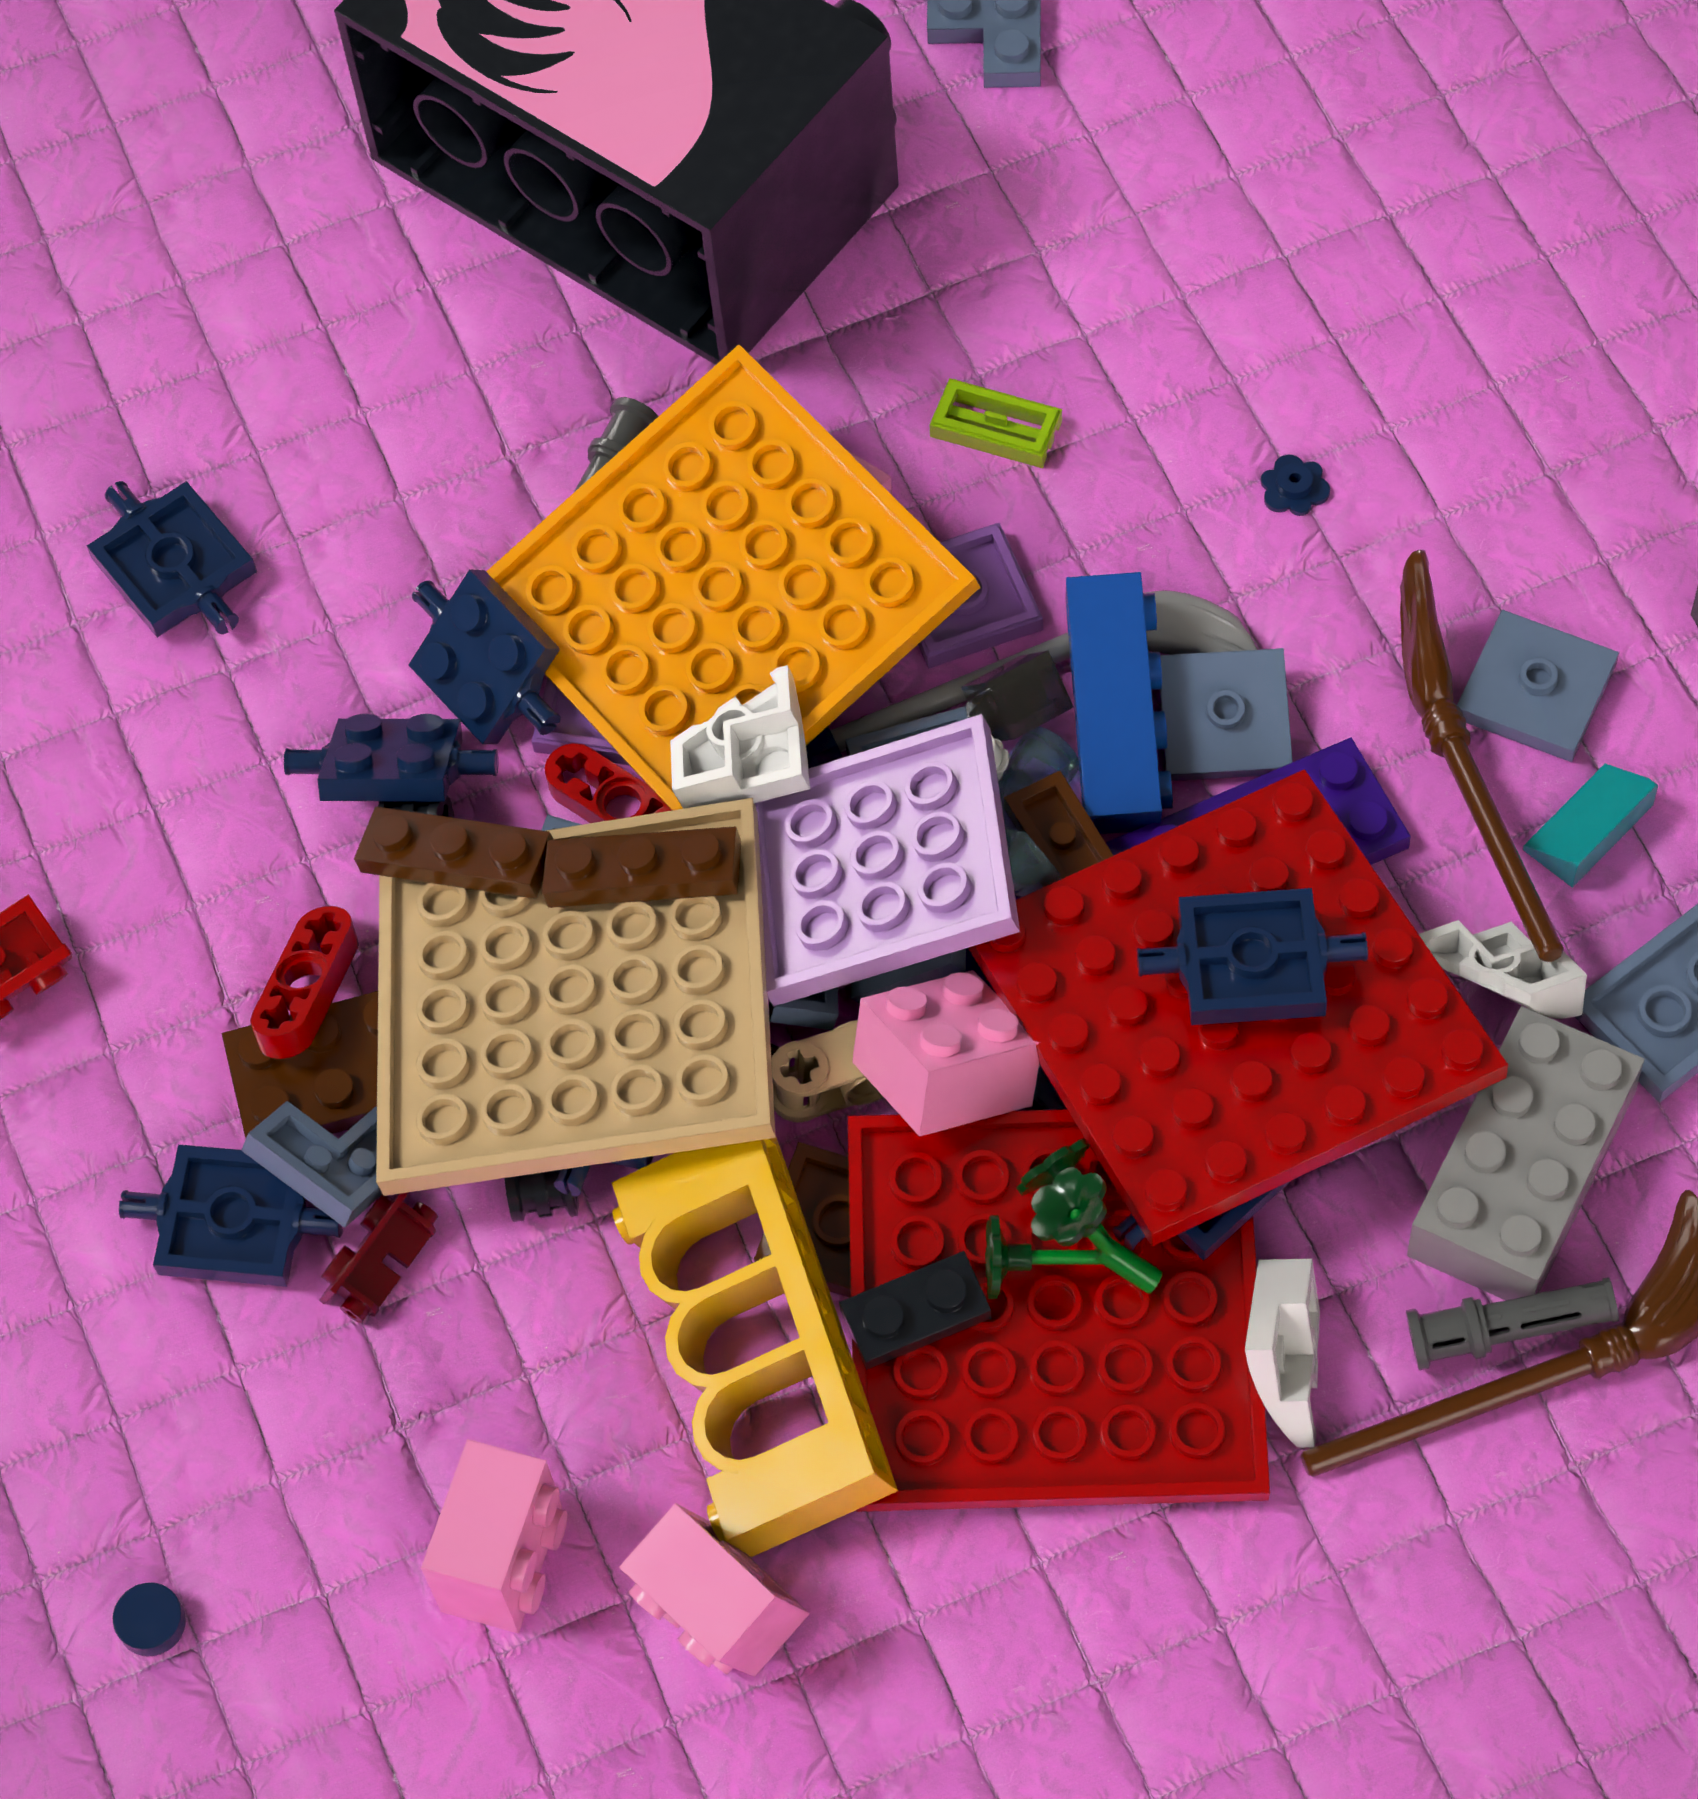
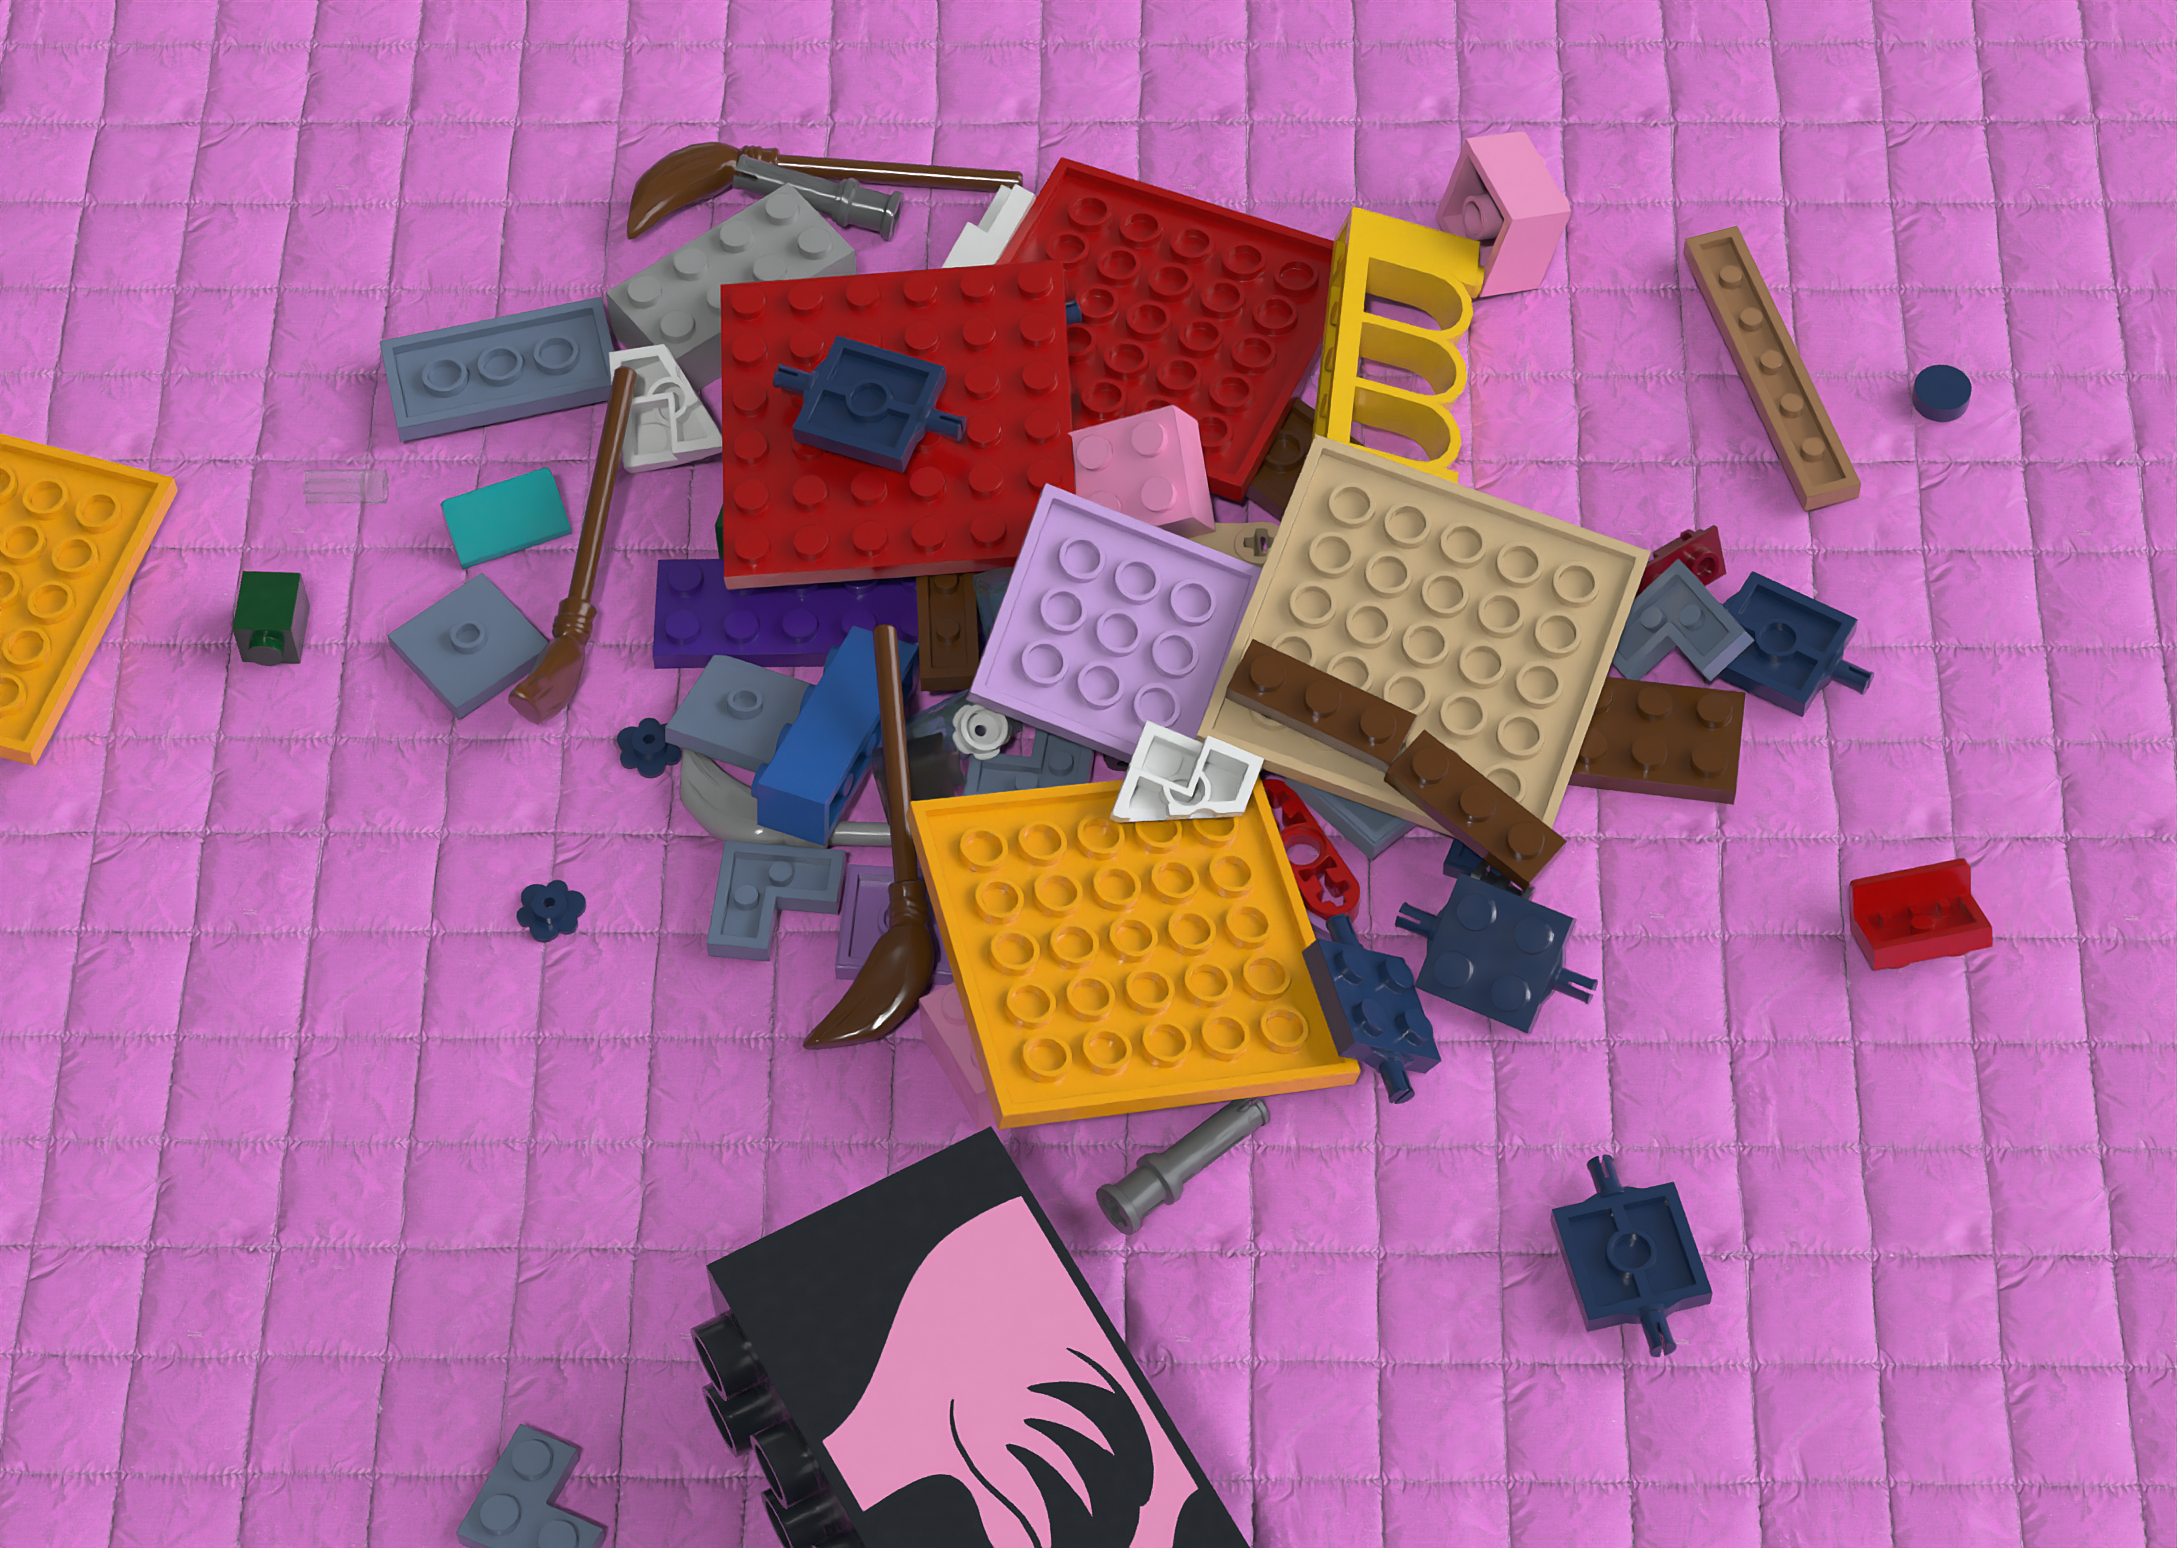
camera: 160 degrees left, 5 degrees down
(309, 1004) = (1660, 745): red beam -> none
(352, 1565) = (1771, 369): none -> medium nougat plate
(494, 1537) = (1653, 310): bright pink brick -> none
(915, 1310) = (1260, 337): black plate -> none
(944, 507) = (904, 955): none -> reddish brown piece
(992, 430) = (813, 1108): lime tile -> none
(1065, 1210) = (1117, 287): dark green plant -> none
(1109, 544) = (761, 880): none -> sand blue plate
(1318, 668) = (646, 748): none -> dark blue plant

